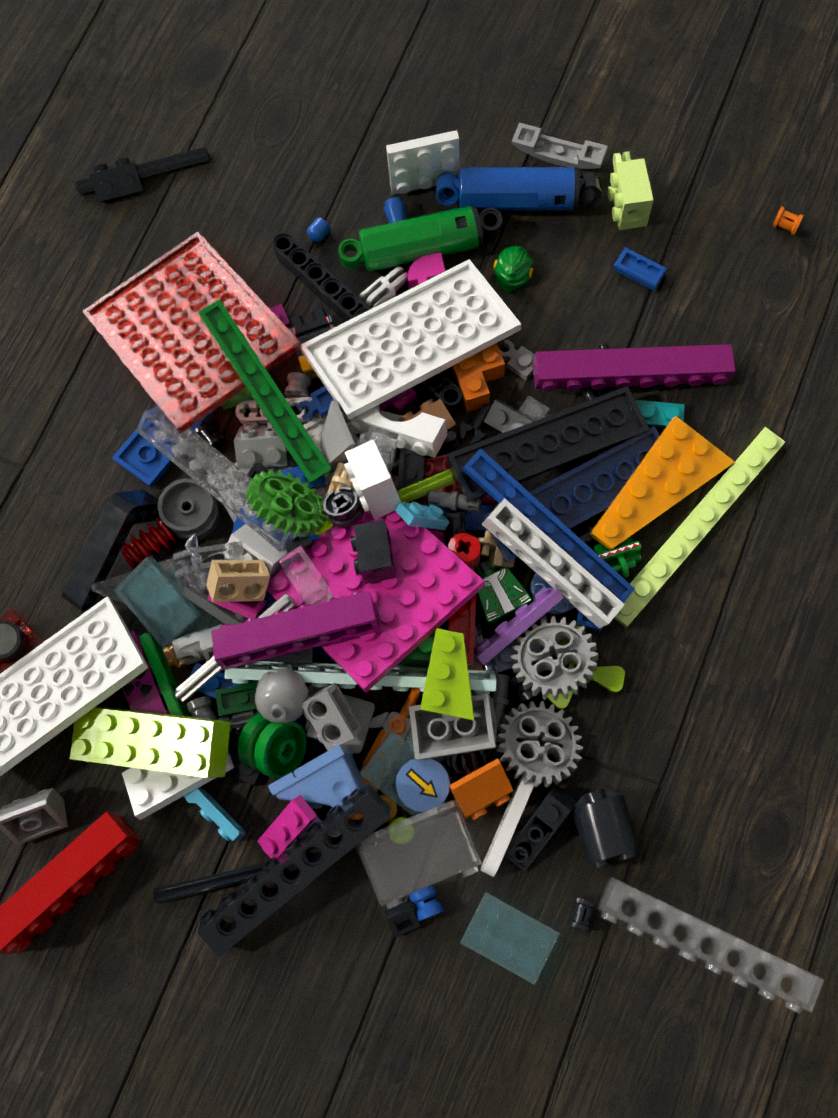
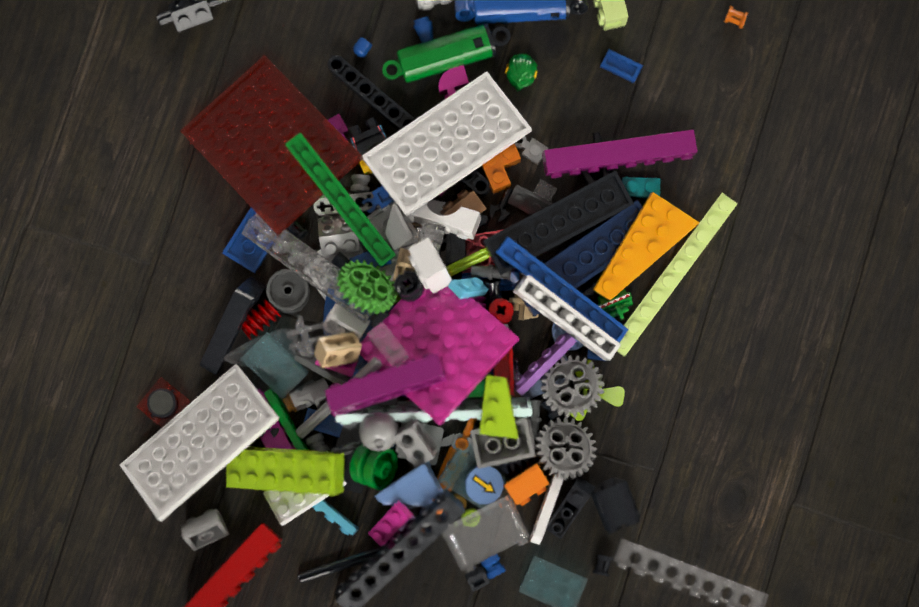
camera: 10 degrees left, 10 degrees up
(236, 699) = (344, 434): dark green plate -> none
(373, 551) = (436, 321): black brick -> none
(385, 287) = (421, 95): white arm -> none
(500, 595) = (531, 339): torso -> none

